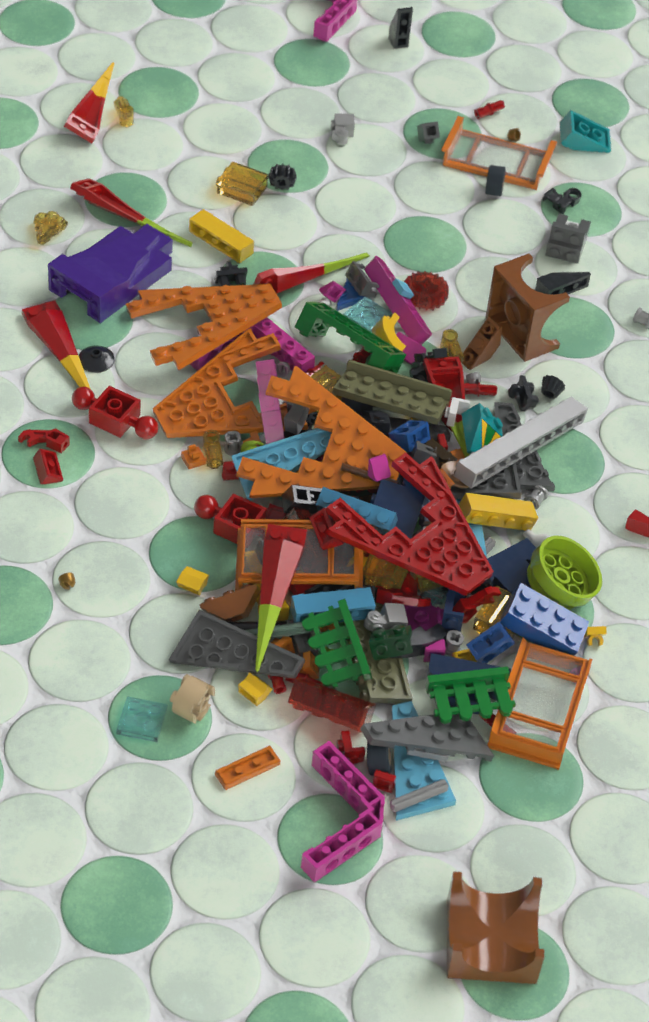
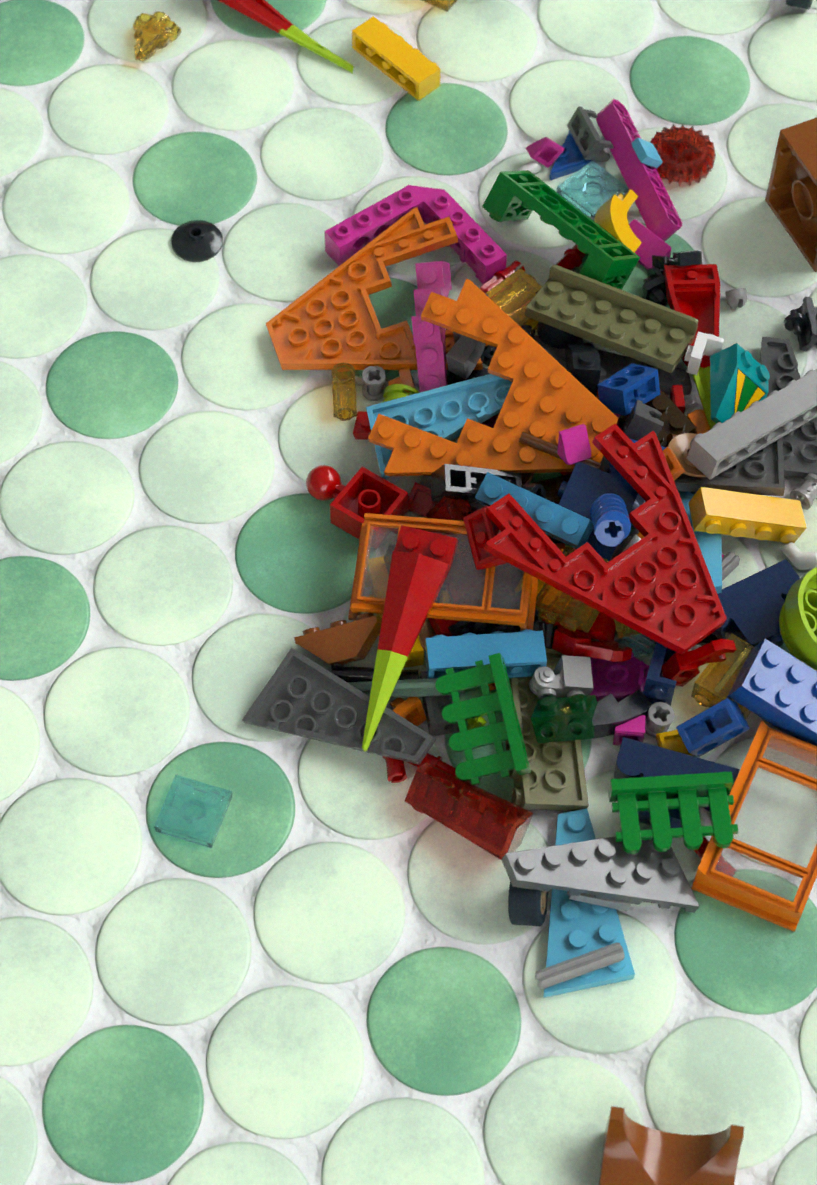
camera: 10 degrees right, 10 degrees up
(47, 467) = (108, 406): red slope -> none
(51, 327) = (138, 191): red plate -> none
(53, 438) = (112, 359): red piece -> none
(67, 580) = (112, 587): pearl gold hinge -> none
(113, 269) = (235, 105): dark purple panel -> none
(115, 412) = (211, 327): red brick -> none
(192, 580) = (291, 596): yellow piece -> none
(192, 699) = (265, 788): tan brick -> none
(193, 457) = (315, 401): orange tile -> none
(228, 307) = (392, 174): orange wing -> none
(231, 273) = (402, 117): black hips -> none
(247, 767) = (336, 898): orange tile -> none
(254, 689) = (360, 774): yellow piece -> none
(279, 367) = (455, 268): light grey hinge -> none
(286, 278) = (471, 131): red plate -> none
(309, 666) = (441, 745): orange tile -> none
(344, 745) = (485, 890): red bracket -> none
(361, 797) = (484, 1020): dark pink brick -> none
(384, 781) = (531, 936): red tile -> none
(409, 512) = (610, 519): none -> blue piece
(450, 341) = (709, 243): clear yellow piece -> none
(480, 389) = (743, 314): red axle -> none
(483, 344) = (754, 246): dark orange slope -> none

